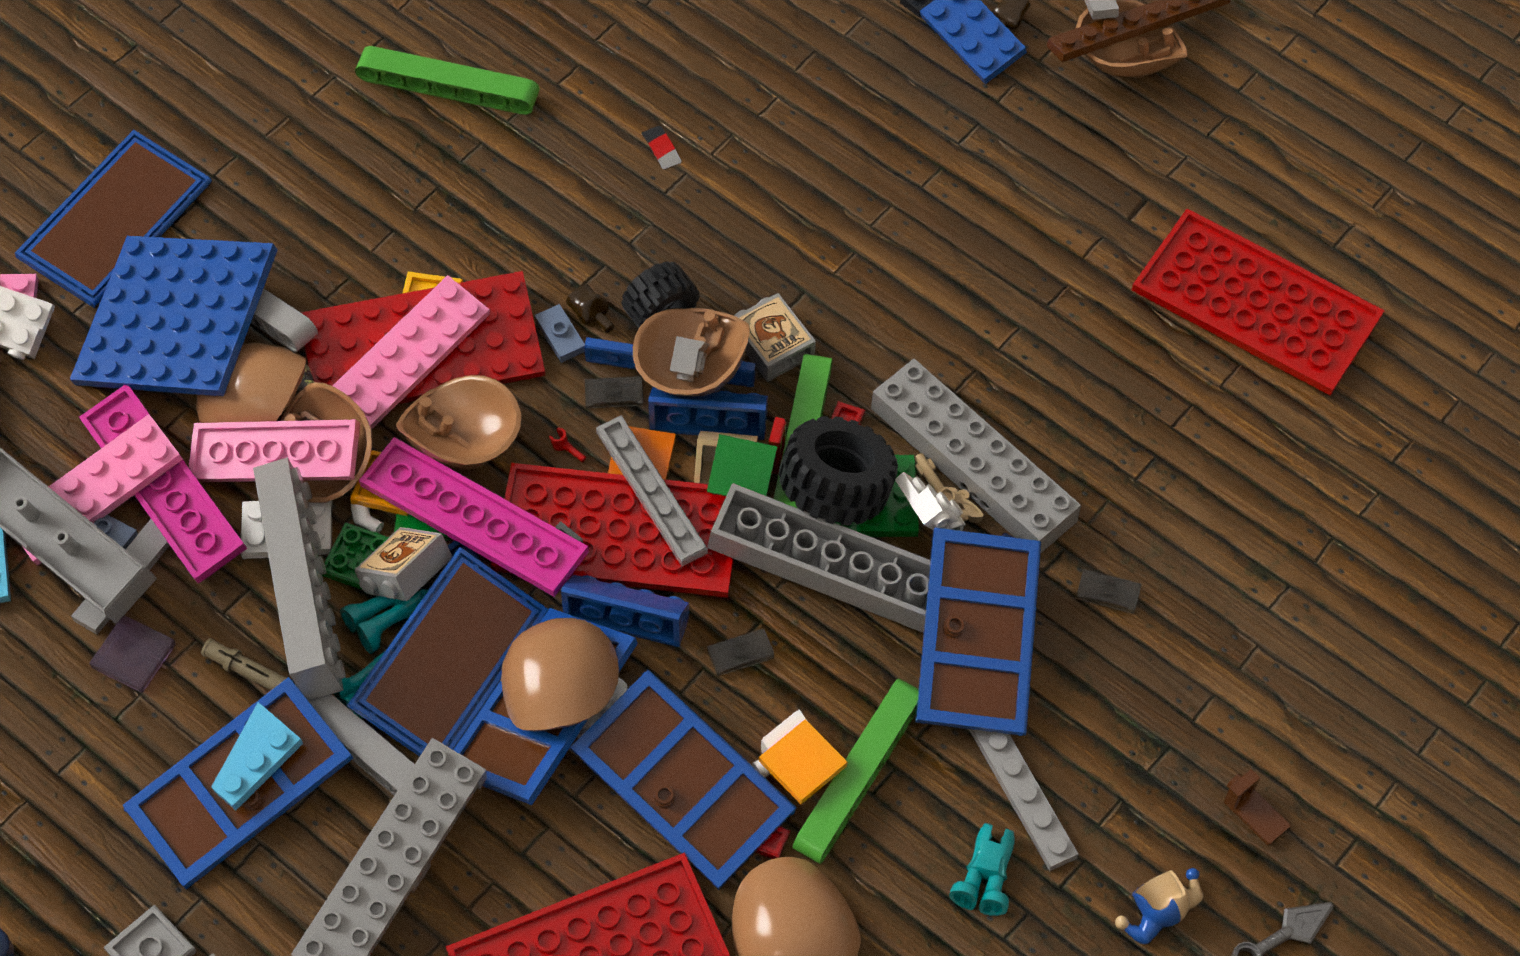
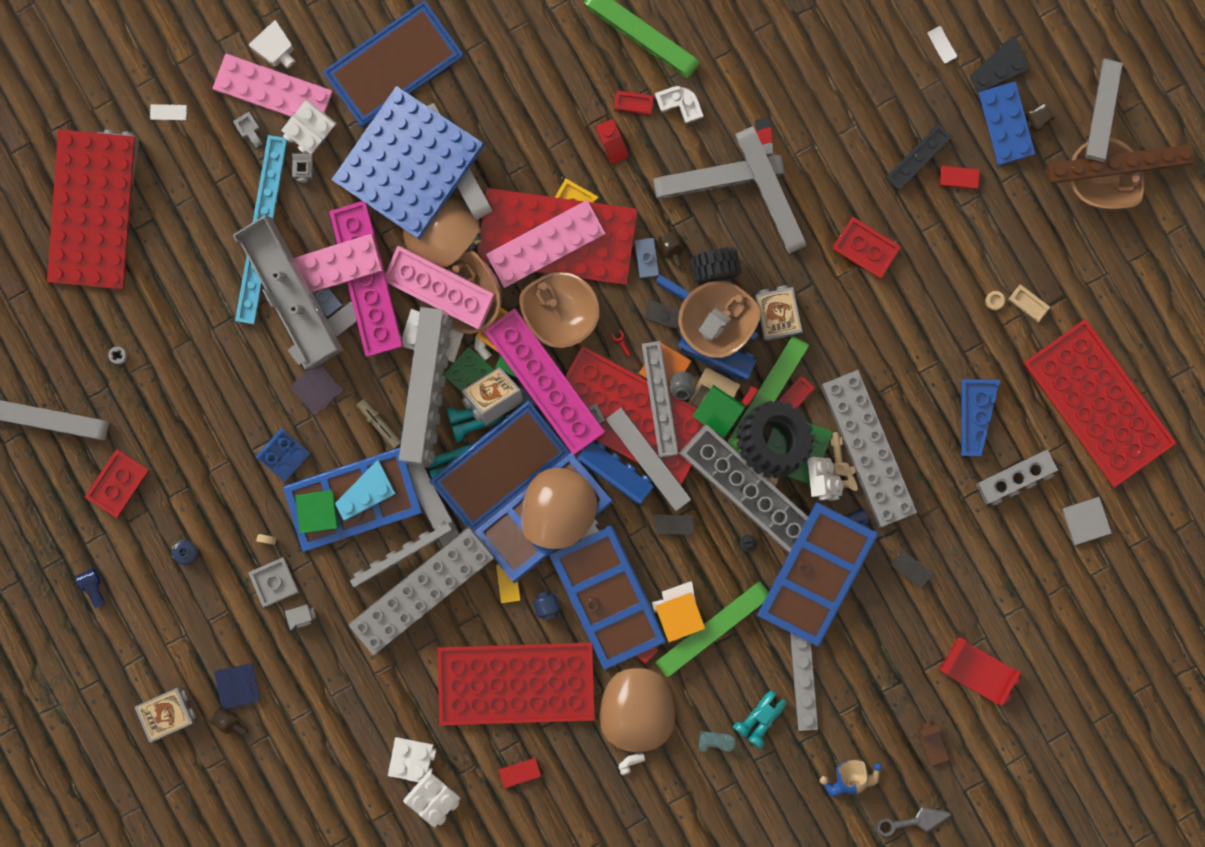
camera: 25 degrees right, 25 degrees up
(26, 385) = (303, 177): none -> light grey window
(107, 756) = (282, 455): none -> blue plate
(118, 887) = (266, 539): none -> tan tile
(186, 813) = (316, 511): none -> green tile
(335, 834) = (408, 549): none -> light grey plate
(455, 209) = (611, 141): none -> red slope
(468, 162) = (633, 103): none -> red tile
(523, 822) = (508, 589): none -> yellow tile
(540, 137) = (681, 98): none -> white plate
(594, 825) = (546, 606): none -> dark blue head
(619, 205) = (710, 178): none -> light grey beam
(667, 572) = (648, 459): none -> light grey tile
(676, 460) = (682, 385): none -> dark grey head
(697, 190) = (770, 189): none -> light grey beam
(856, 223) = (866, 248): none -> red plate
(859, 638) = (748, 543): none -> black piece
(876, 103) = (918, 157): none -> black plate
(933, 925) = (719, 740): none -> clear light blue leg
(941, 110) = (959, 177): none -> red tile
(1057, 231) = (995, 300): none -> tan tile
(1098, 362) = (976, 412): none -> blue wing
(1103, 220) = (1029, 303): none -> tan tile
(1217, 392) = (988, 486): none -> light grey brick
(1273, 692) = (980, 672): none -> red panel
(1317, 447) = (1086, 521): none -> light grey tile

